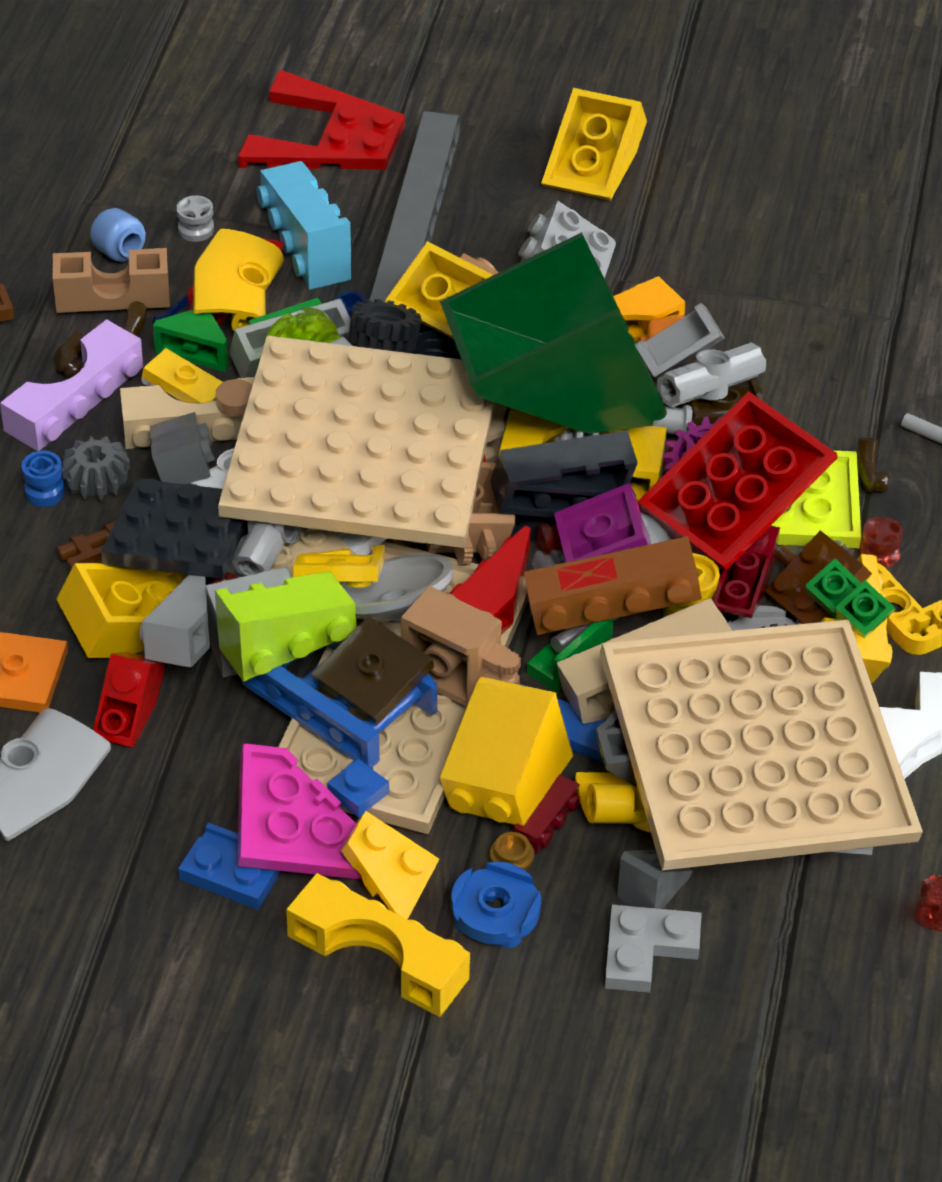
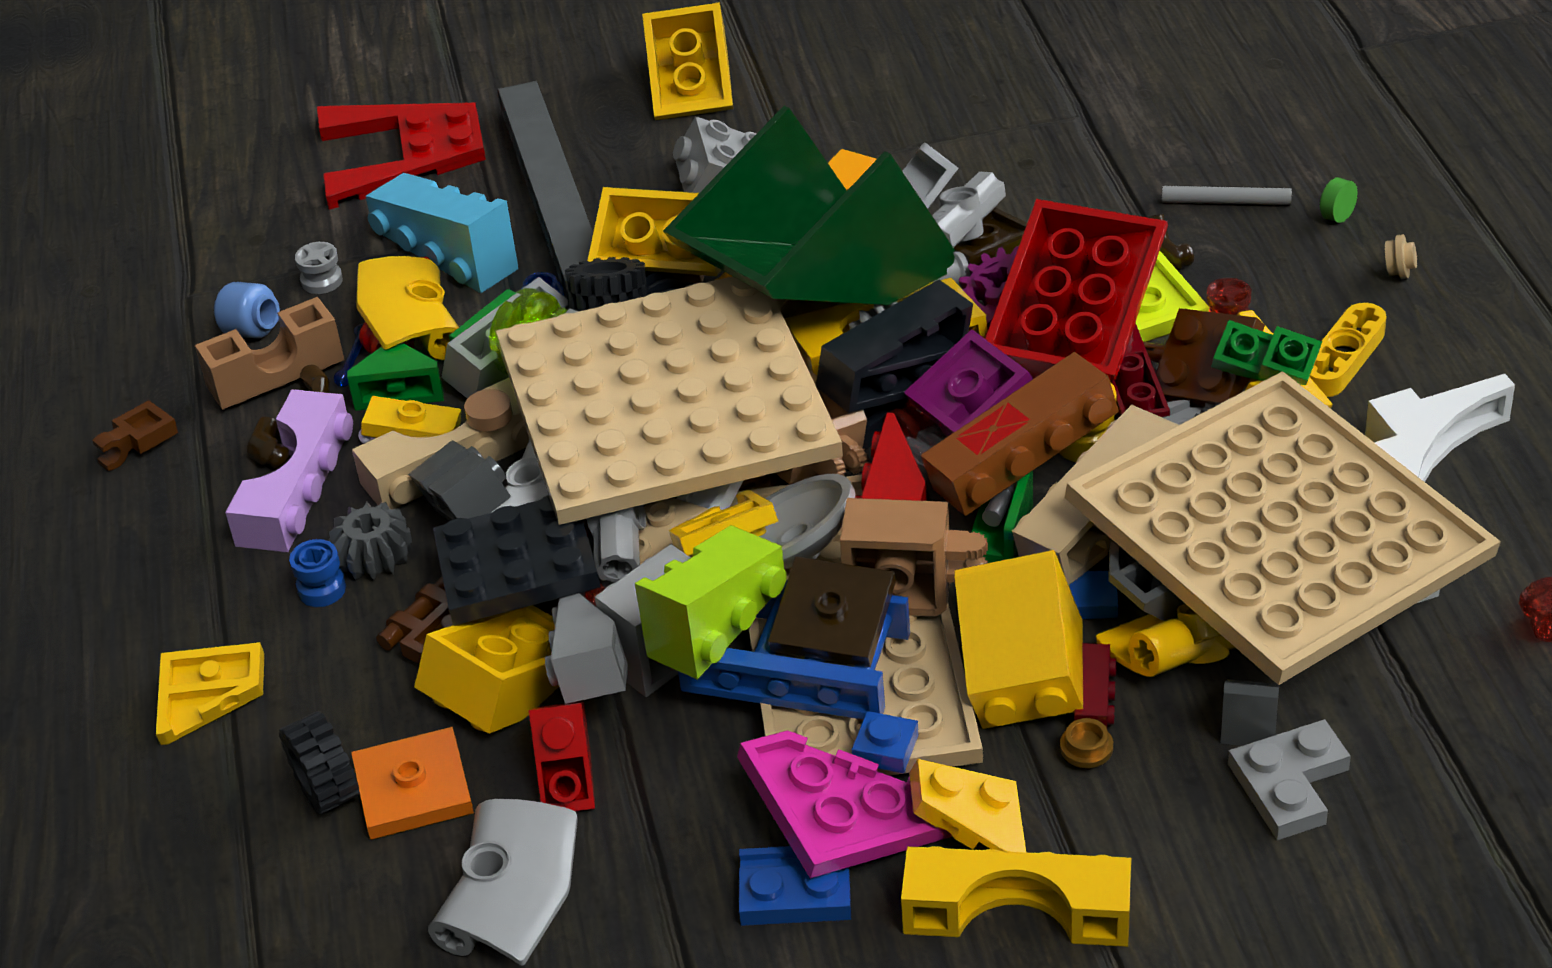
camera: 20 degrees left, 5 degrees down
(496, 925) = (1108, 826): blue plate -> none

